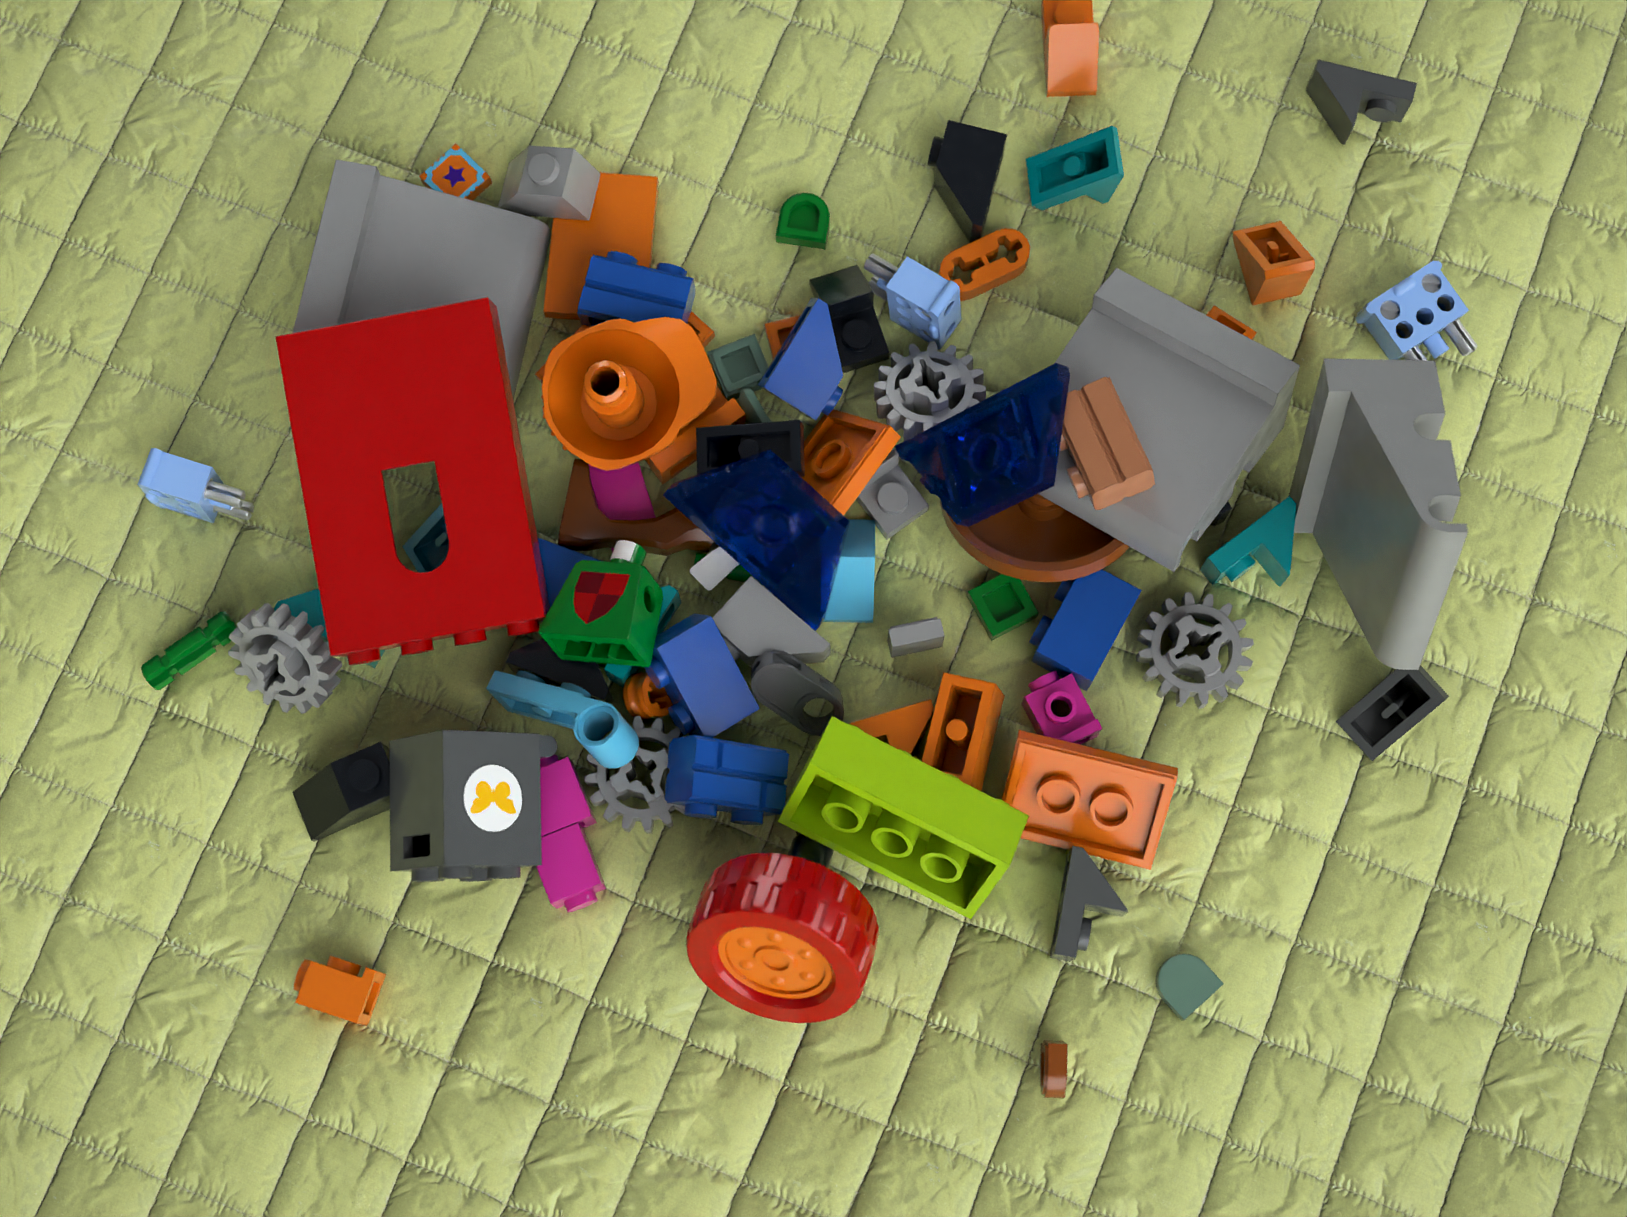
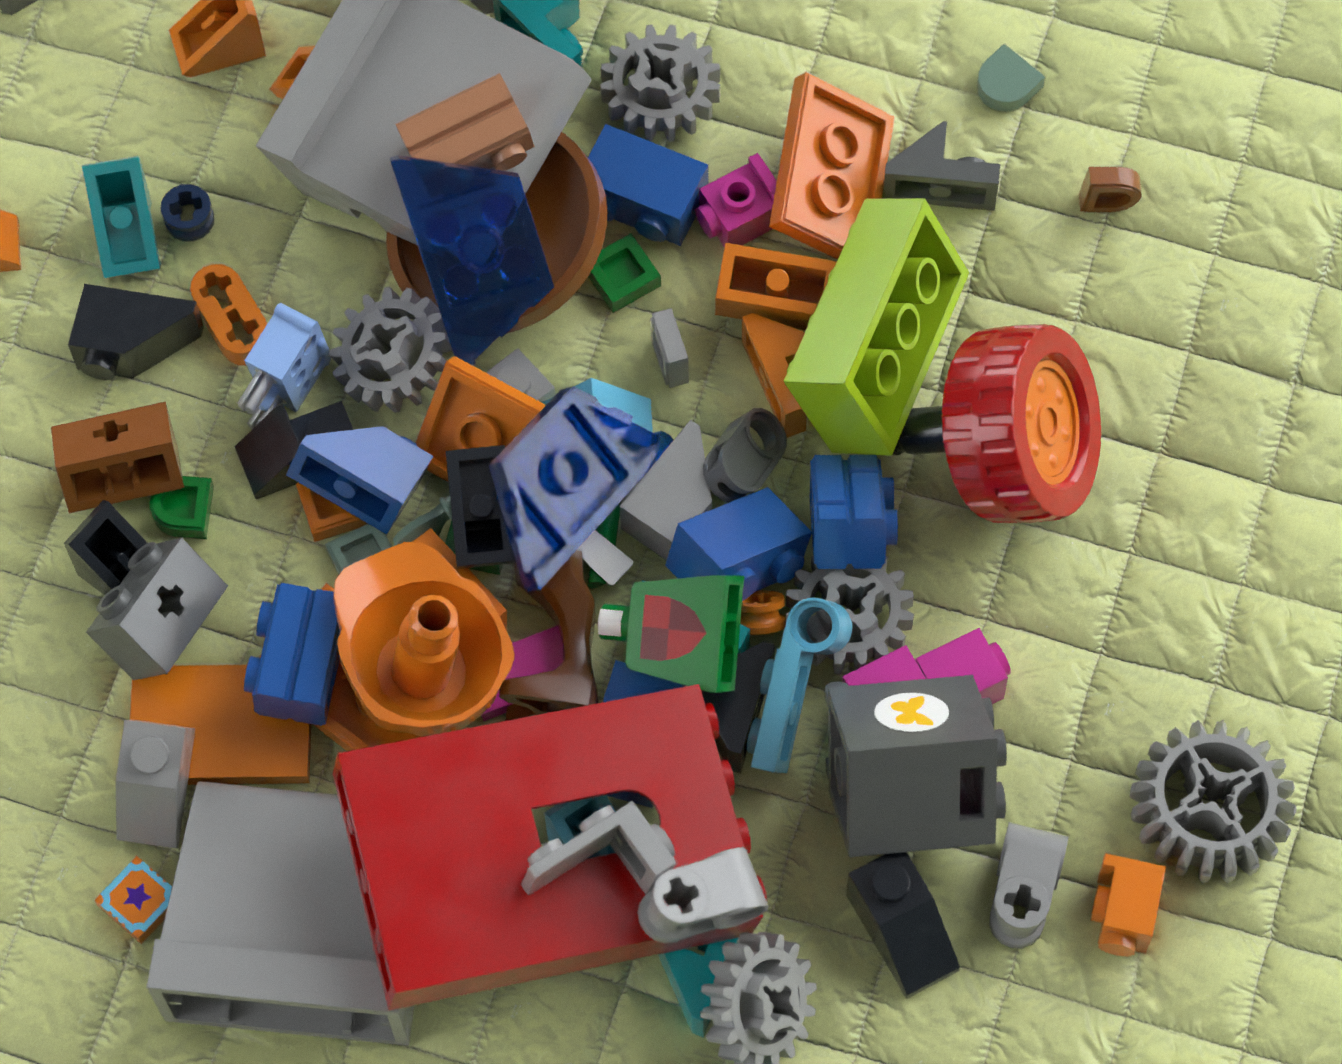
camera: 95 degrees left, 10 degrees down
(337, 608) = (710, 892): none -> light grey piece
(379, 906) = (1027, 878): none -> light grey piece
(381, 547) = (641, 847): none -> light grey bracket
(435, 1104) = (1193, 759): none -> light grey gear
(668, 188) = (156, 608): none -> dark grey brick
(748, 166) = (103, 547): none -> black slope
(843, 162) = (117, 457): none -> dark orange brick
(1099, 221) = (202, 216): none -> dark blue bush

